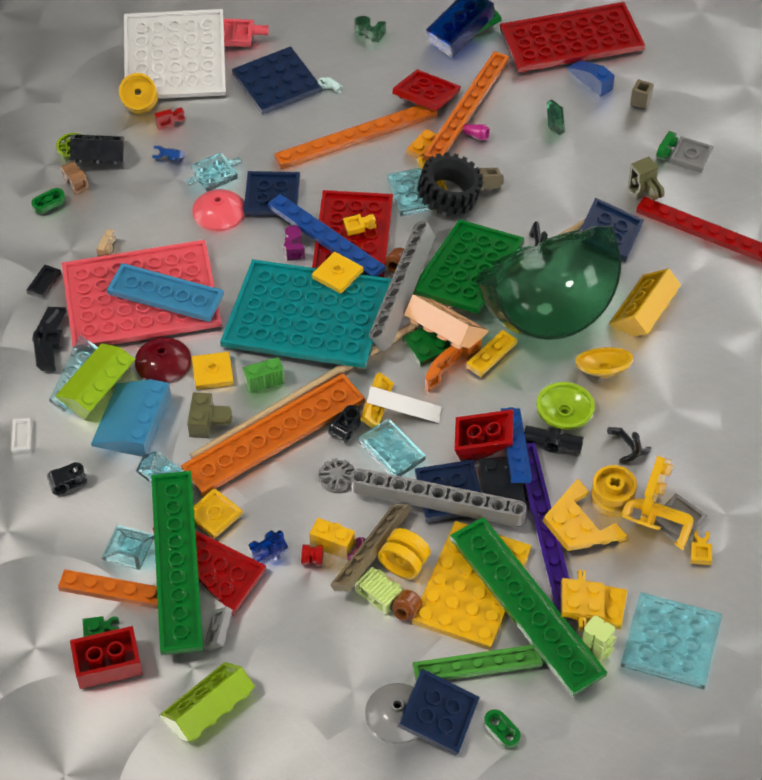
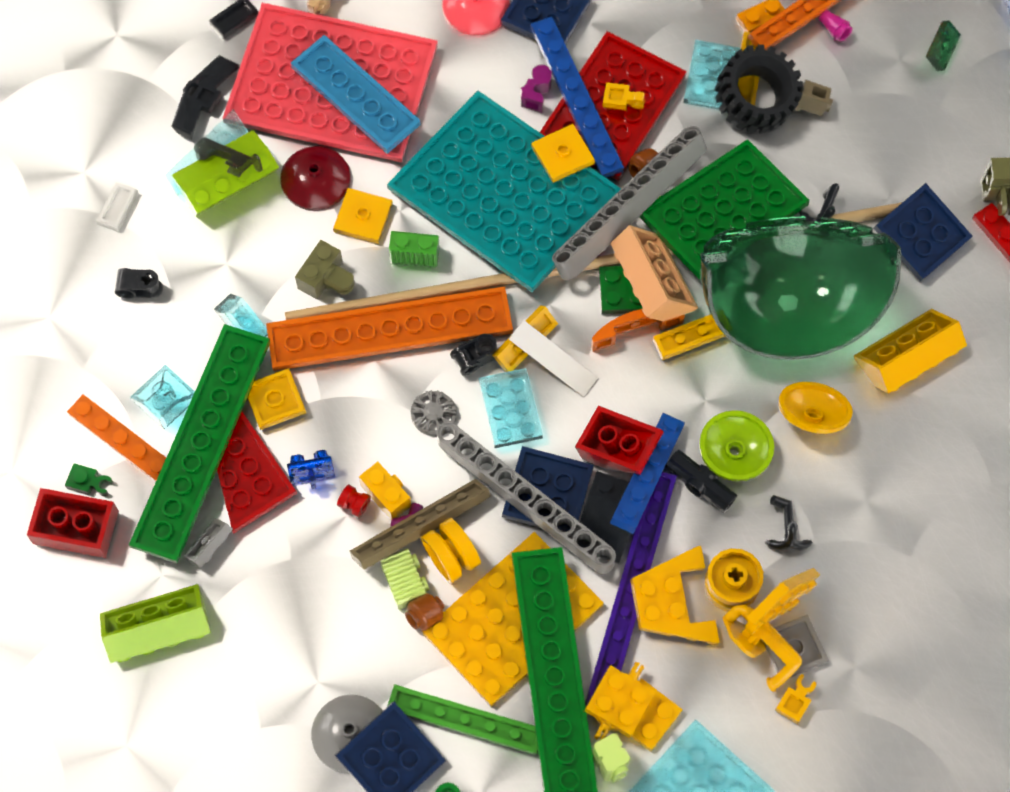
camera: 25 degrees right, 15 degrees up
(105, 362) = (236, 160): none -> clear smoke piece
(133, 417) = (246, 237): dark azure slope -> none

